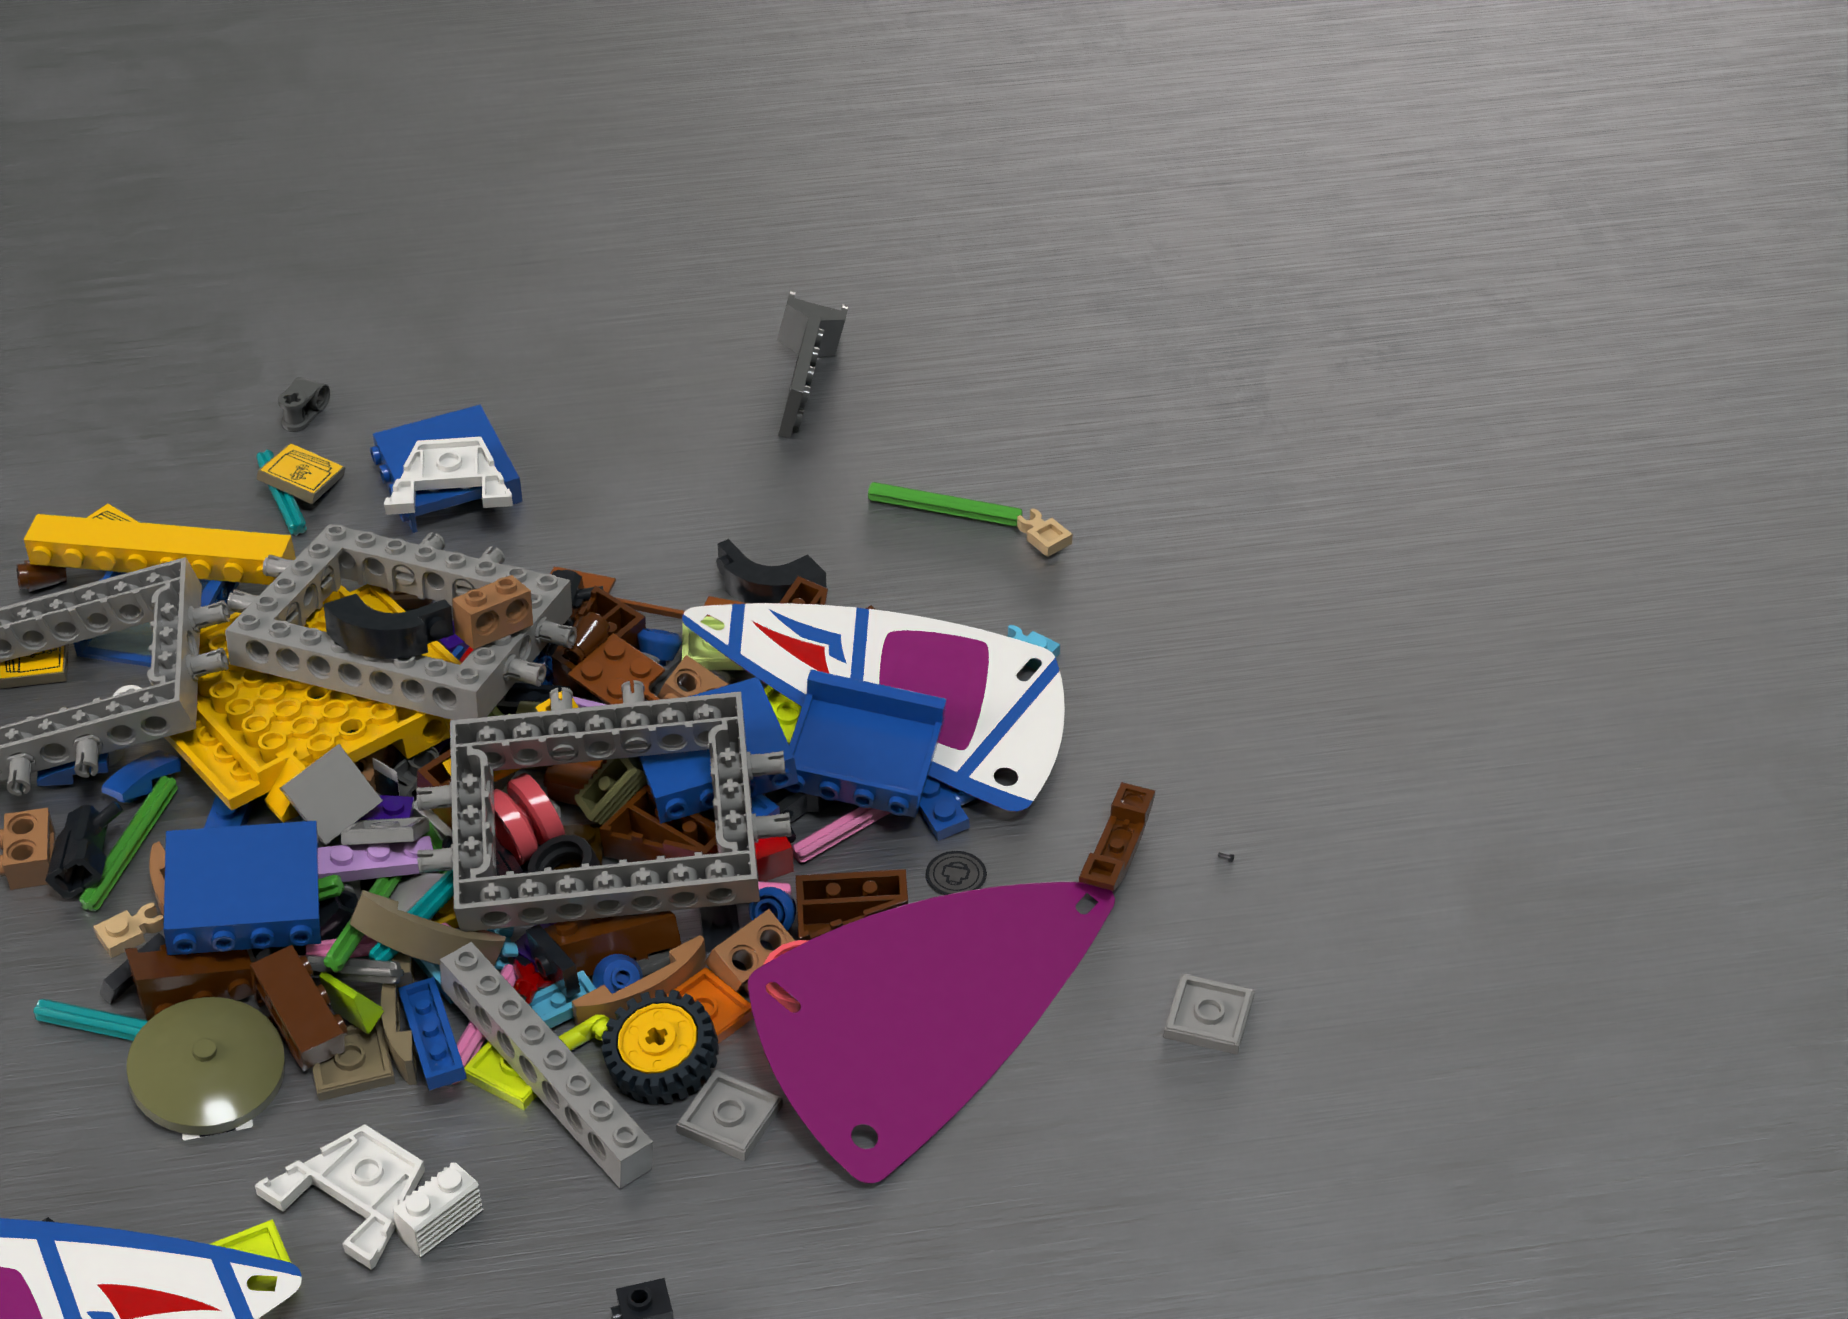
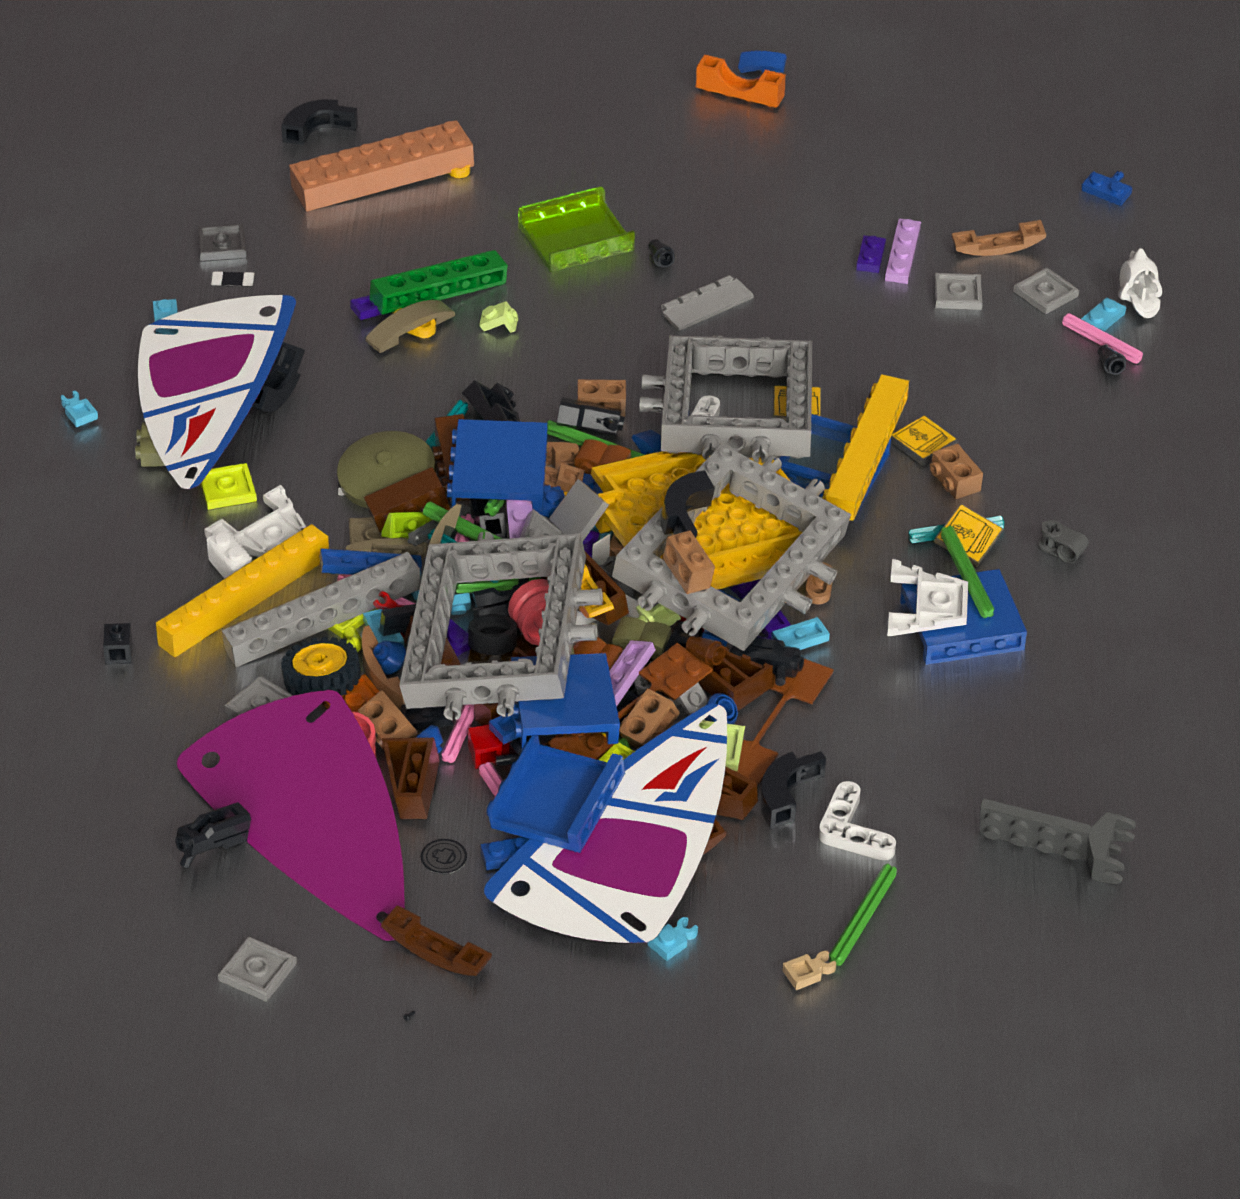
camera: 100 degrees right, 0 degrees up
(53, 961) = (492, 403): none -> black wedge
(171, 812) = (597, 453): none -> dark orange brick
(175, 494) = (956, 471): none -> medium nougat brick
(382, 453) = (967, 571): none -> bright green axle
(510, 1179) = (241, 591): none -> yellow brick
(763, 532) = (841, 825): none -> white beam
(1014, 1086) = (213, 829): none -> black piece

